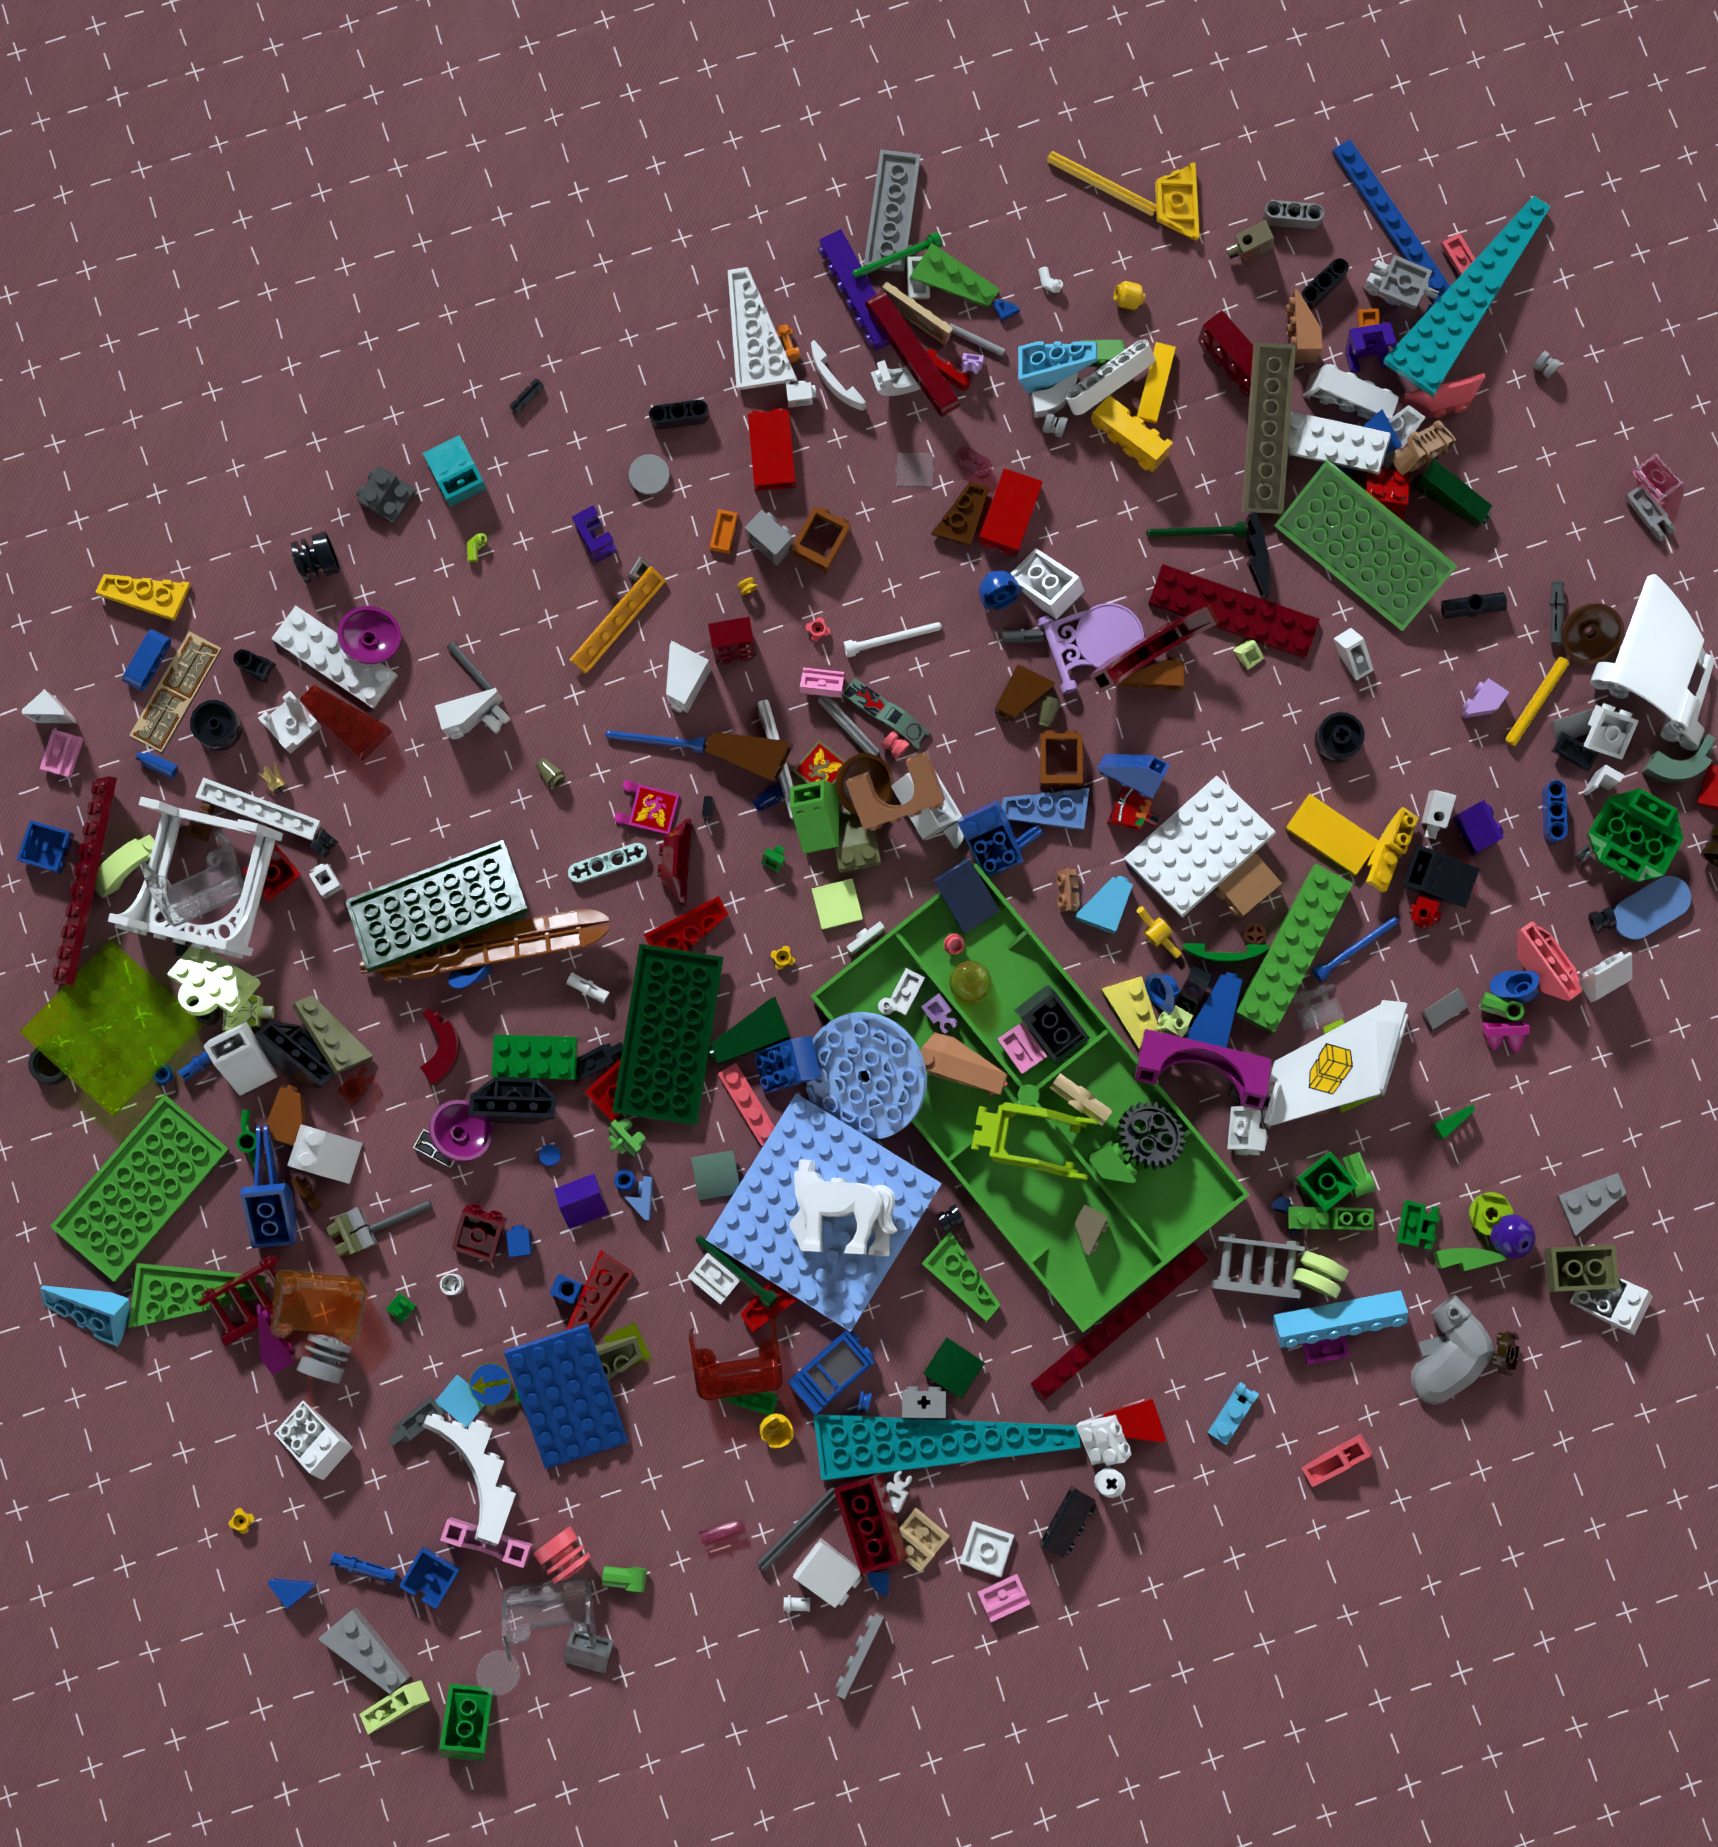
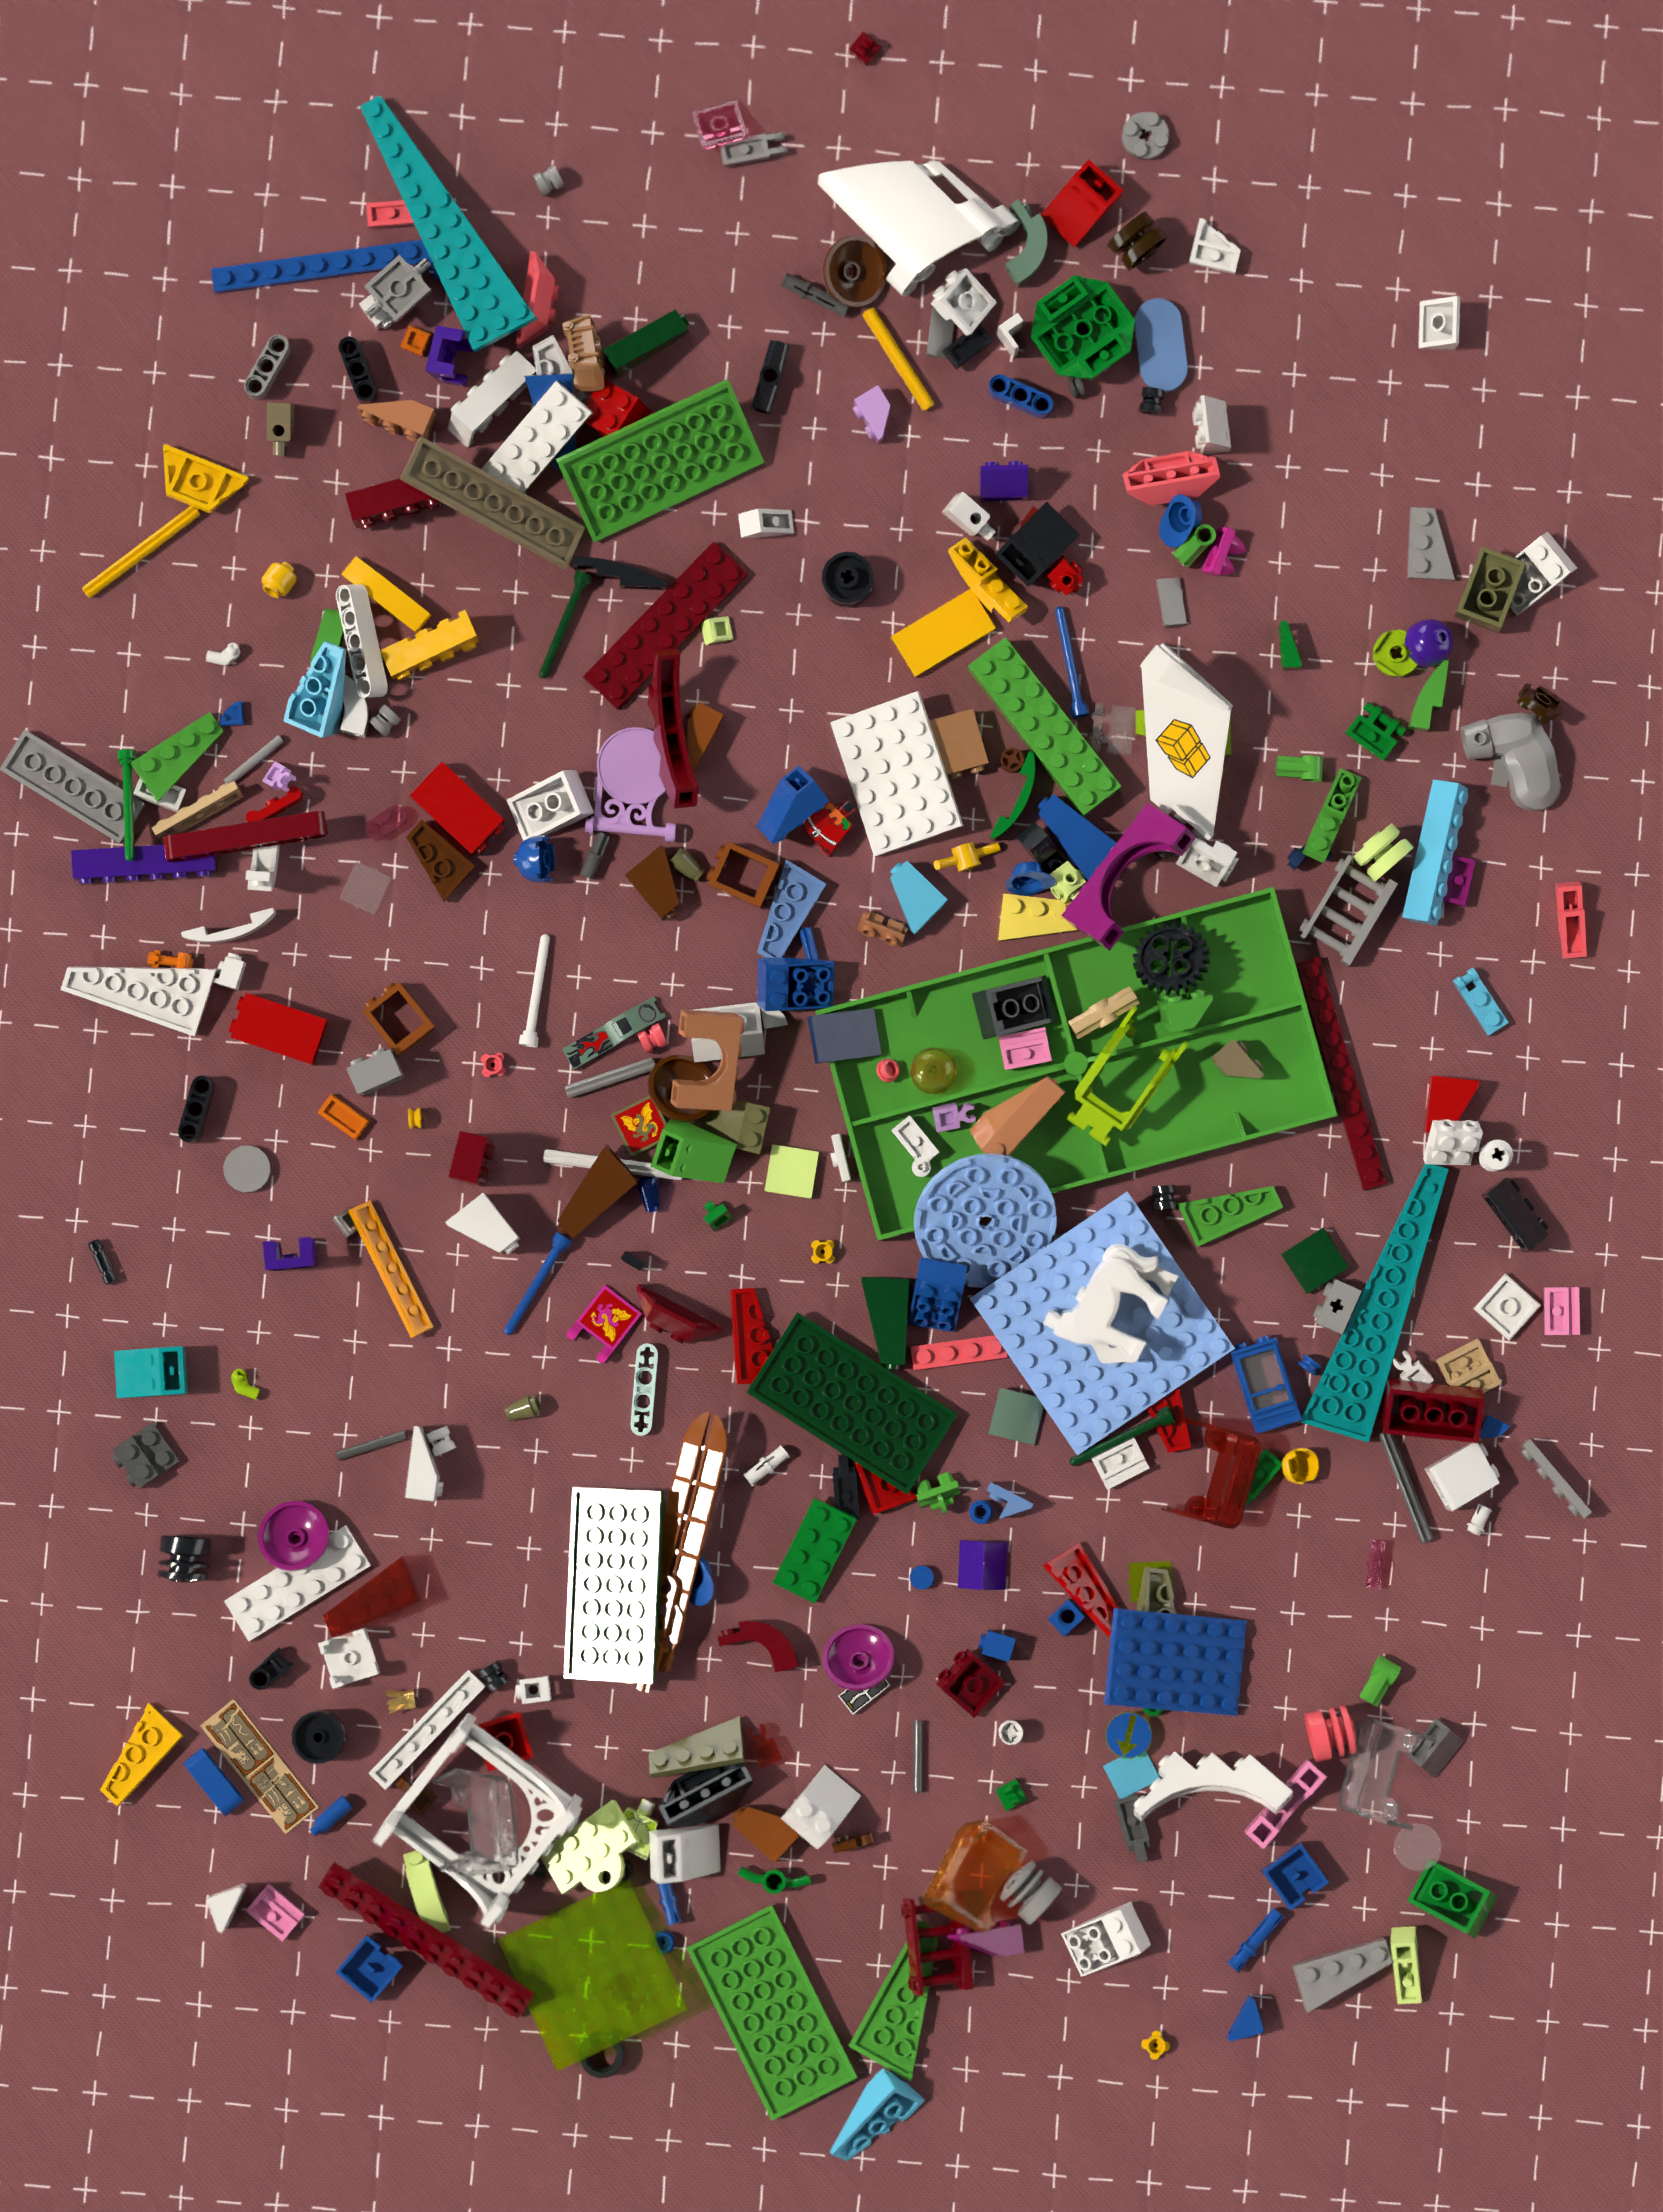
camera: 70 degrees left, 5 degrees up
(268, 1208) = (852, 1885): blue slope -> none
(348, 1224) = (924, 1812): hips -> none
(513, 1101) = (852, 1590): black wedge -> none
(822, 682) = (553, 1085): bright pink plate -> none
(1325, 1181) = (1293, 804): green slope -> none

